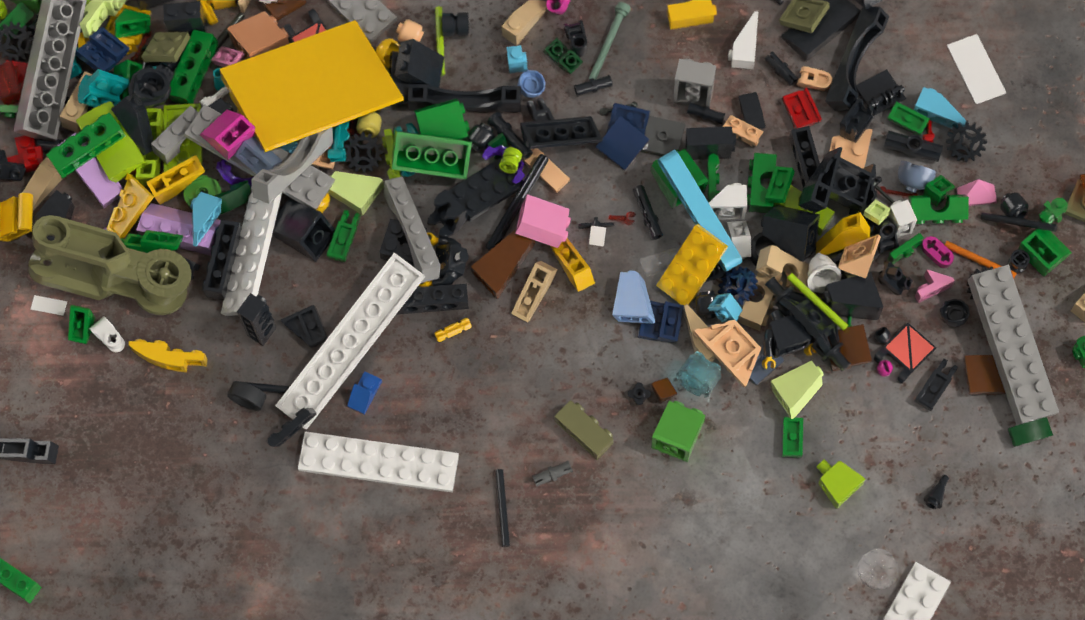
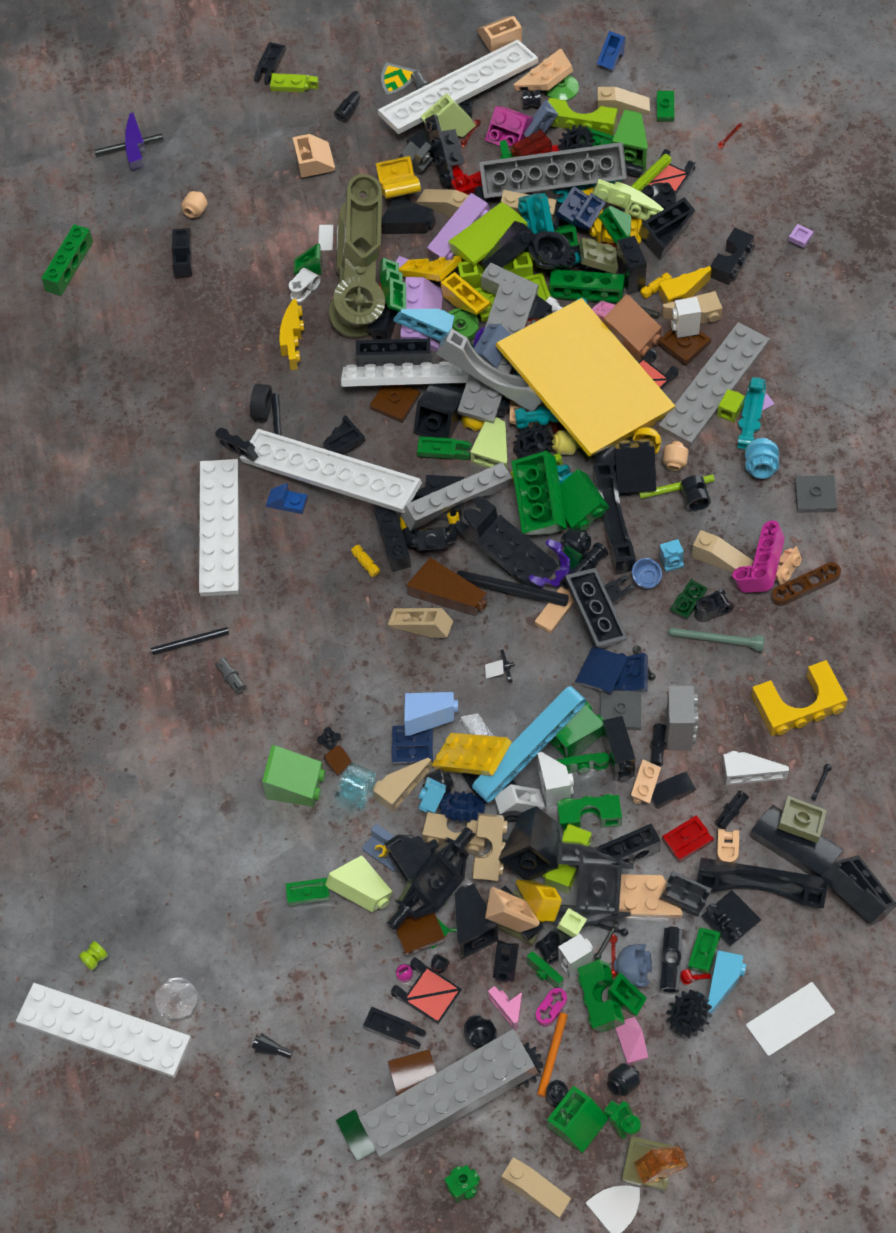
camera: 80 degrees right, 10 degrees down
(83, 154) = (473, 211): green brick -> none
(228, 133) = (505, 310): dark pink slope -> none
(256, 318) = (330, 384): black brick -> none
(277, 272) = (395, 401): none -> reddish brown plate
(510, 160) = (552, 568): lime wheel -> none
(543, 221) = (492, 610): bright pink brick -> none
(574, 265) = (455, 650): yellow slope -> none
(584, 429) = (280, 694): olive brick -> none
(593, 85) = (662, 632): black pin -> none
(624, 218) = (520, 690): clear red hand -> none
(650, 219) = (529, 710): black pin -> none
(732, 348) = (387, 808): light nougat wing -> none
(779, 184) = (584, 823): green plate -> none
(817, 301) = (457, 883): lime bar -> none
(822, 272) = (488, 876): white piece -> none
(839, 481) = (265, 944): lime torso -> none
(1019, 222) = (602, 1085): black bar -> none

